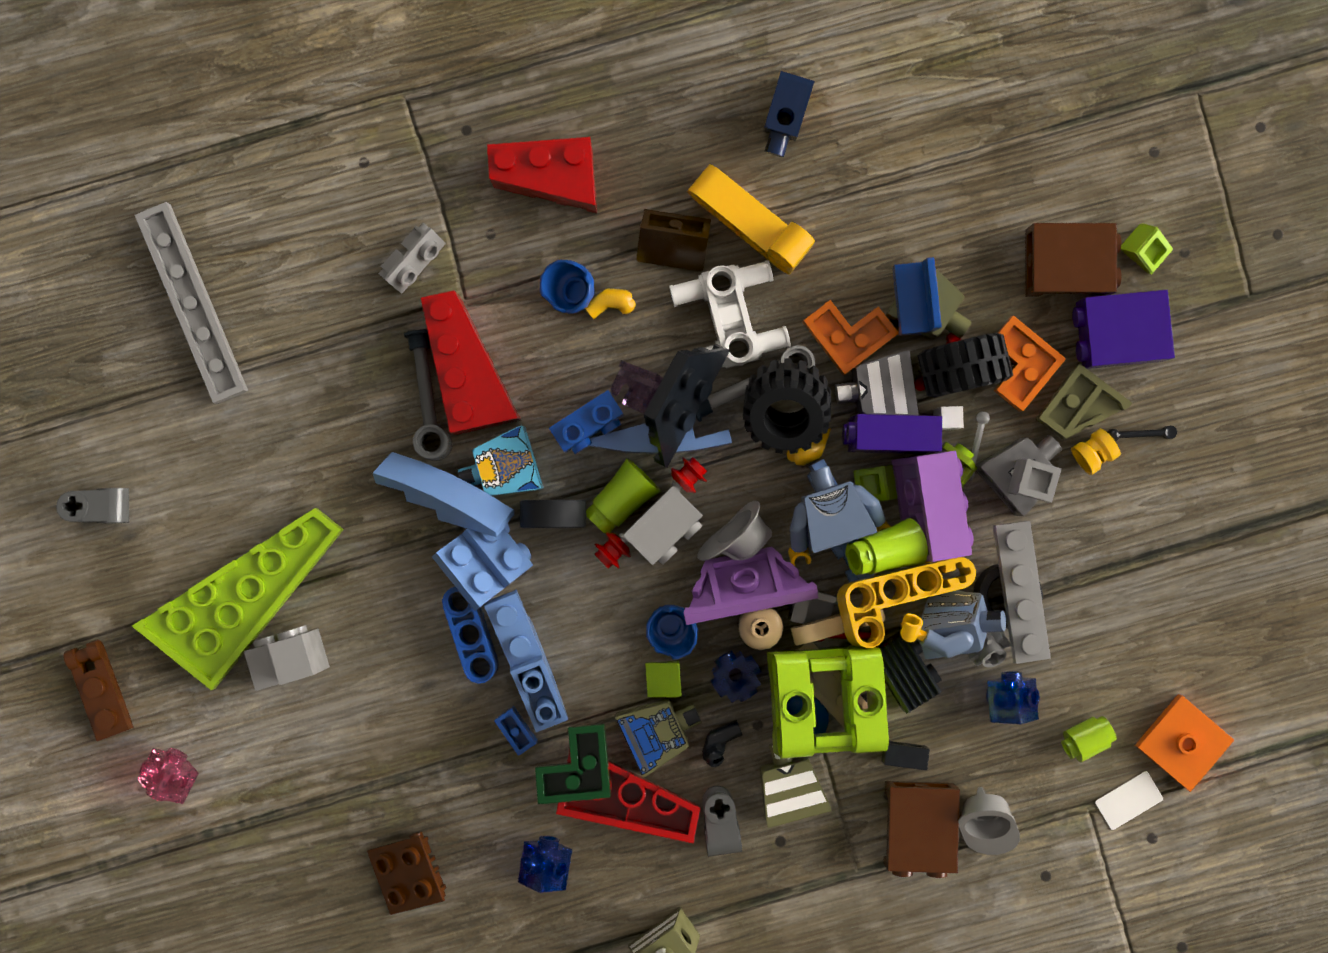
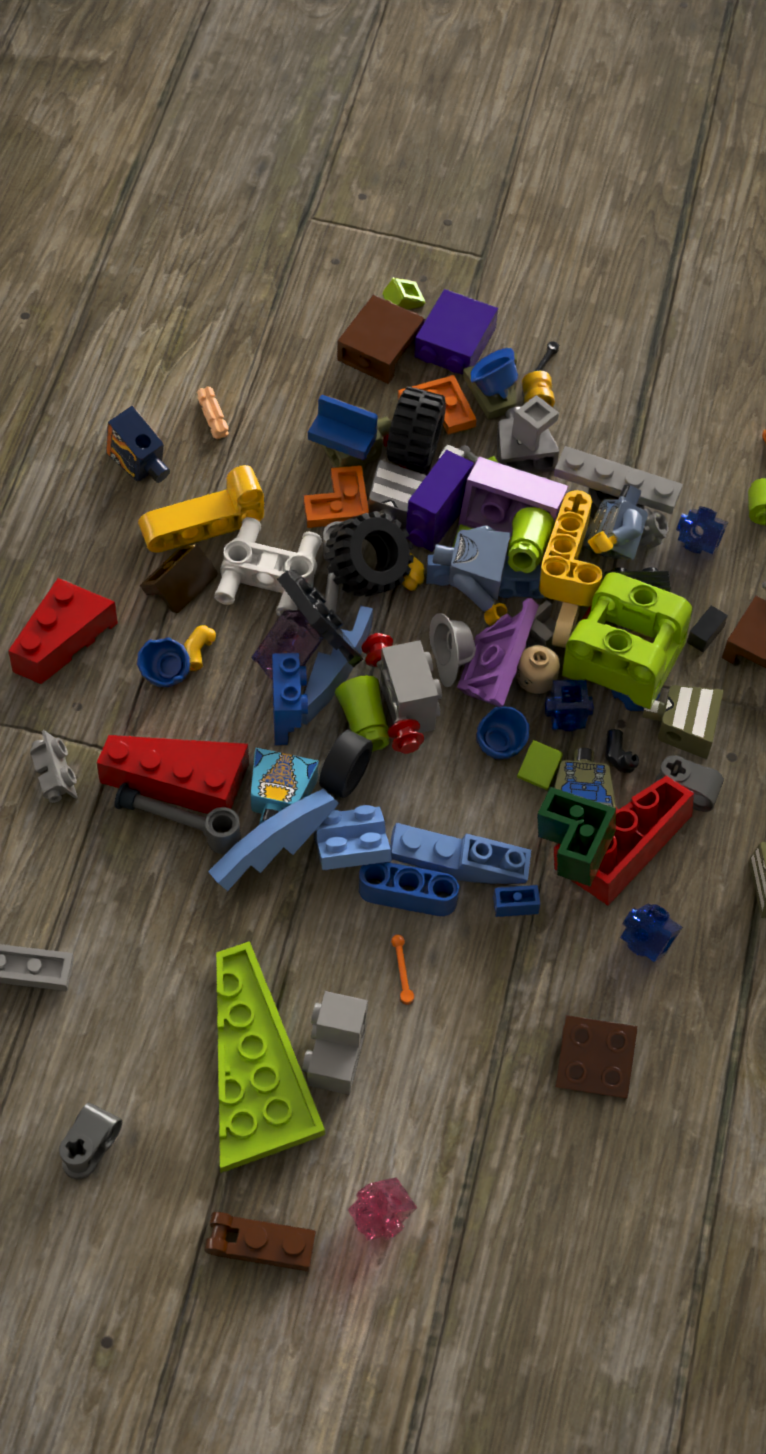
camera: 65 degrees left, 30 degrees down
(377, 684) = (406, 995): none -> orange hinge
(883, 151) = (212, 413): none -> light nougat axle
(1084, 401) = (495, 373): none -> blue piece

